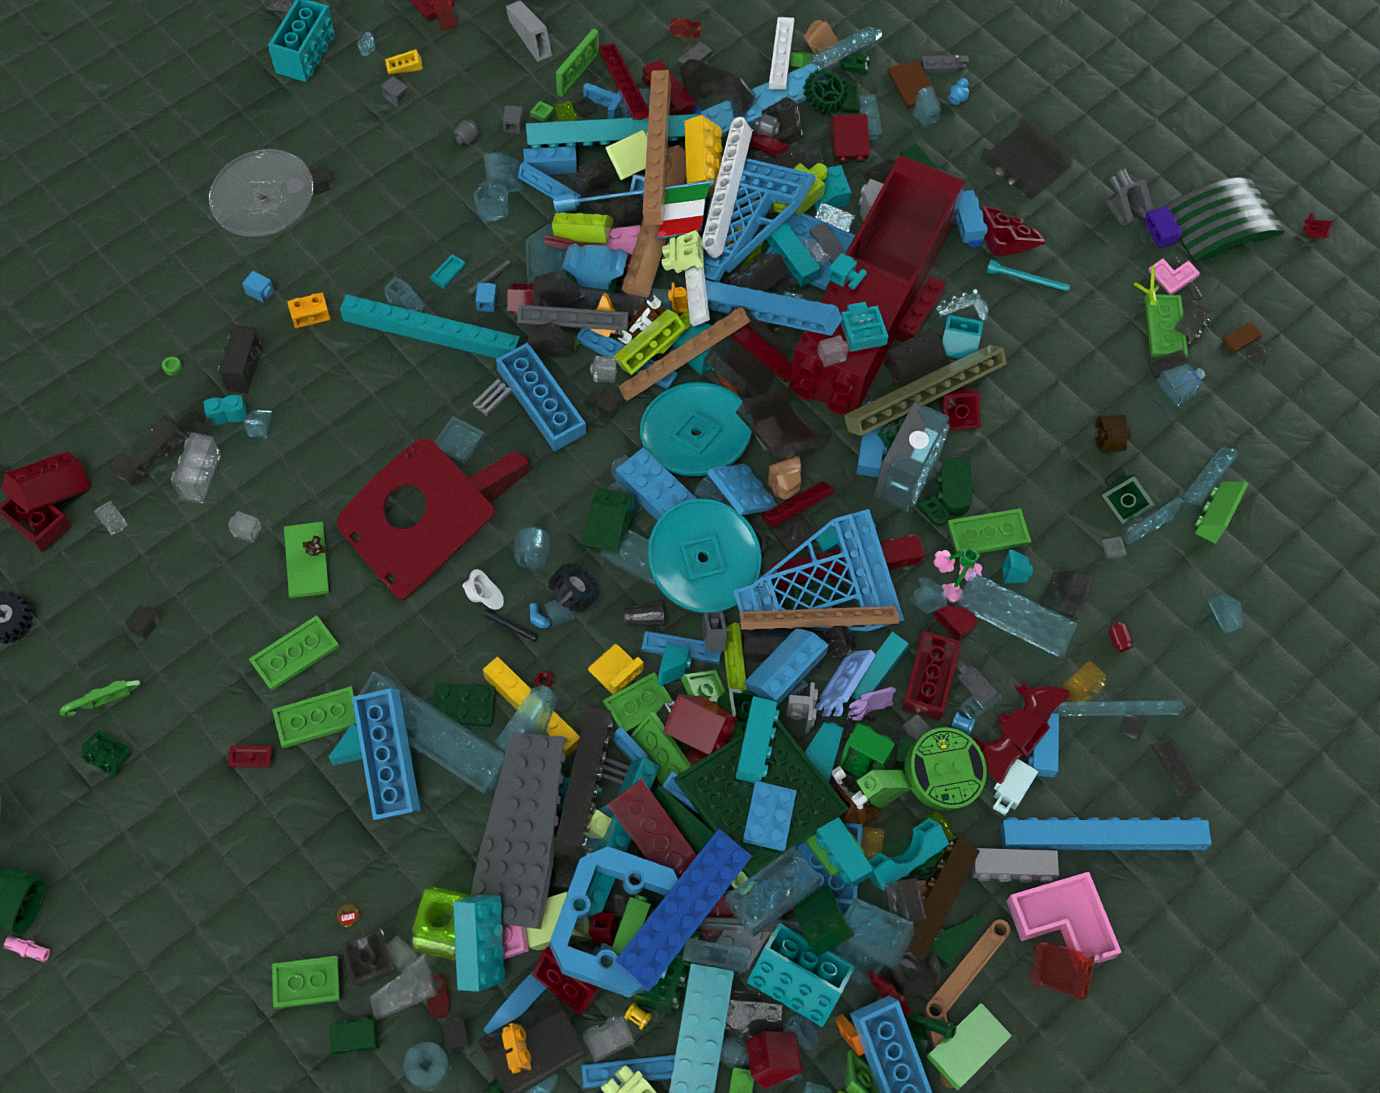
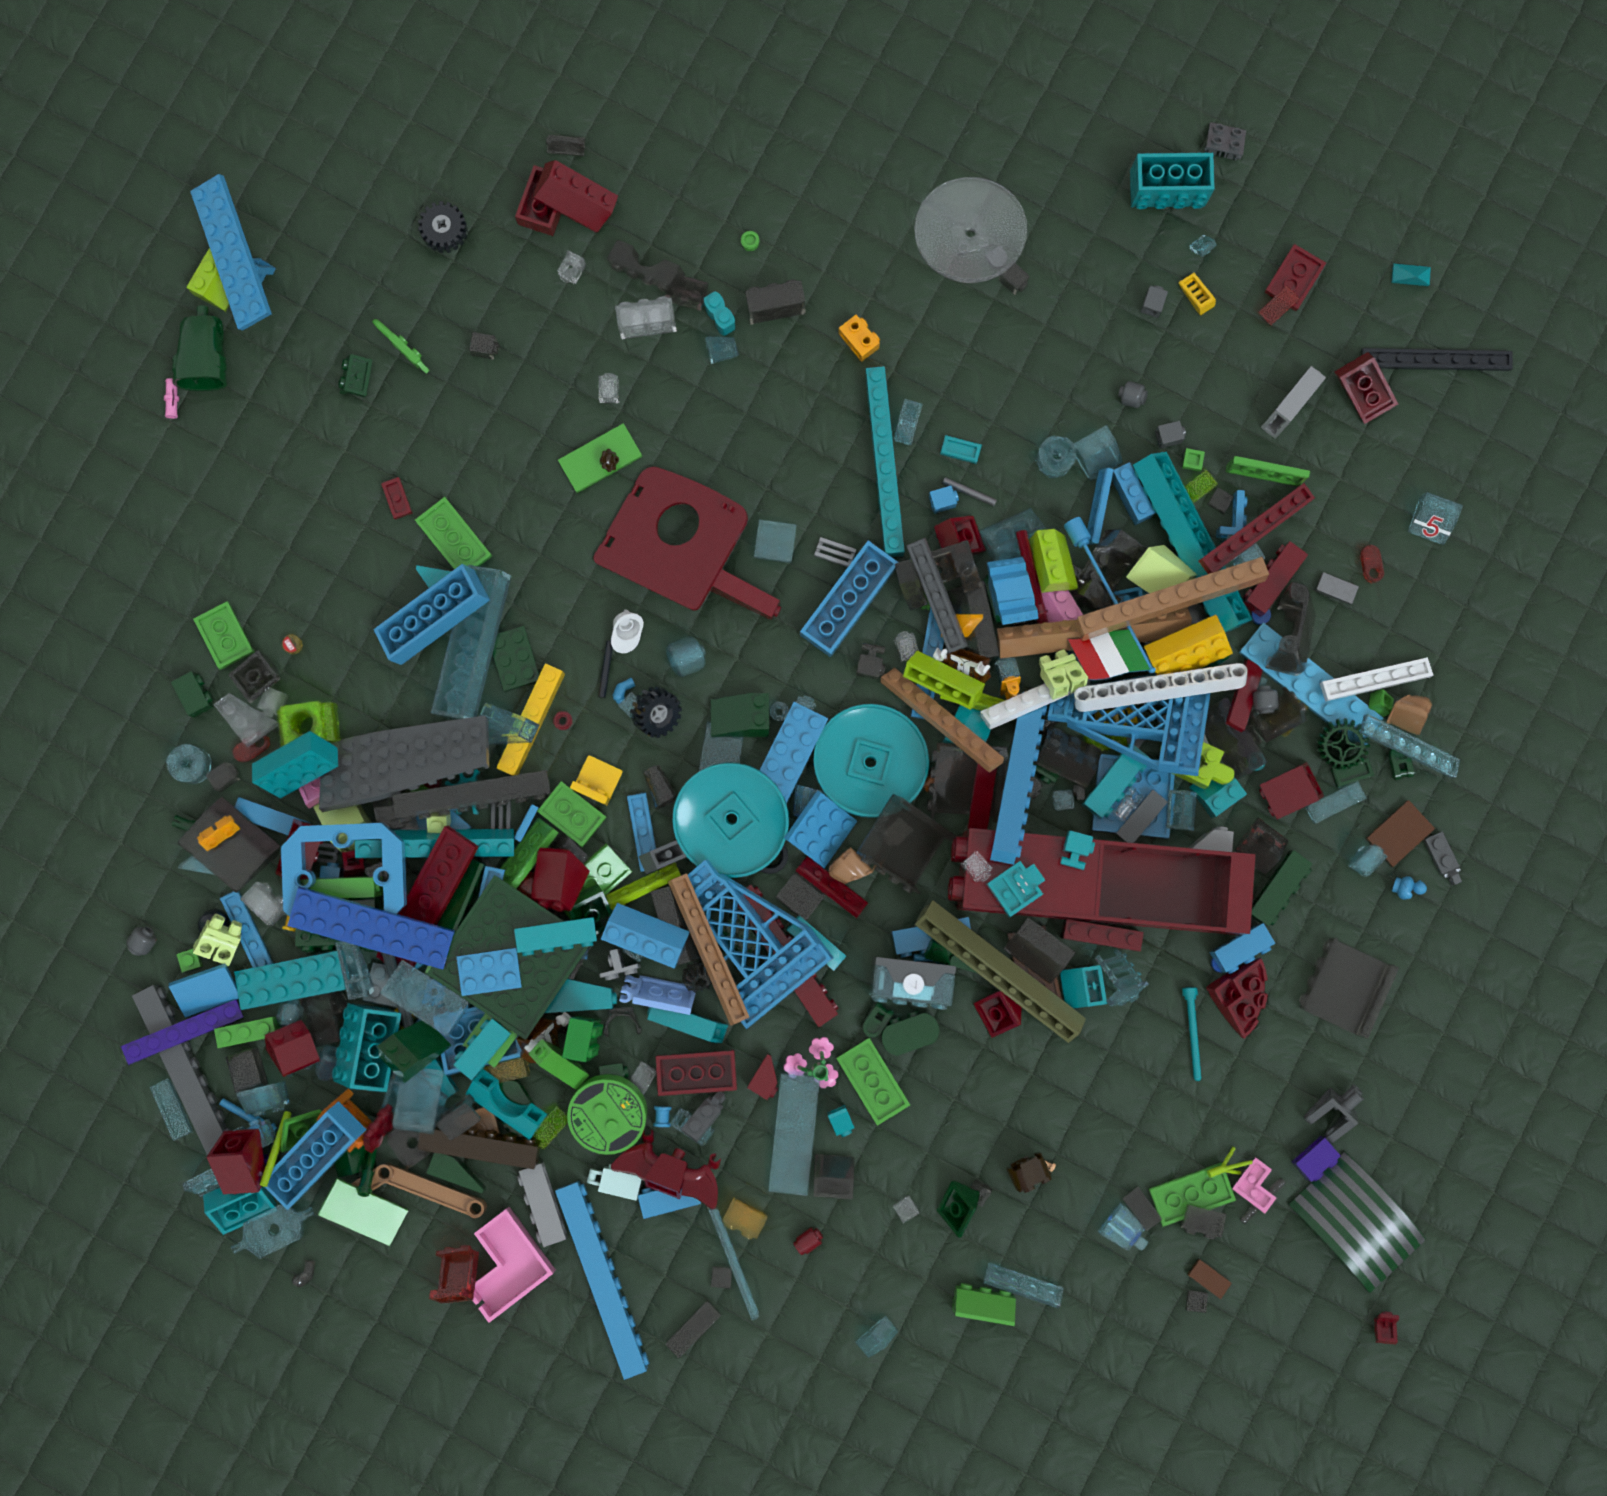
camera: 70 degrees right, 20 degrees up
(258, 286) = (865, 278): dark azure brick -> none
(294, 653) = (505, 490): bright green plate -> none
(673, 664) = (618, 831): teal slope -> none
(871, 701) = (638, 1018): lavender arm -> none
(929, 596) = (774, 1045): clear light blue panel -> none
(1153, 521) = (945, 1237): clear light blue wing -> none

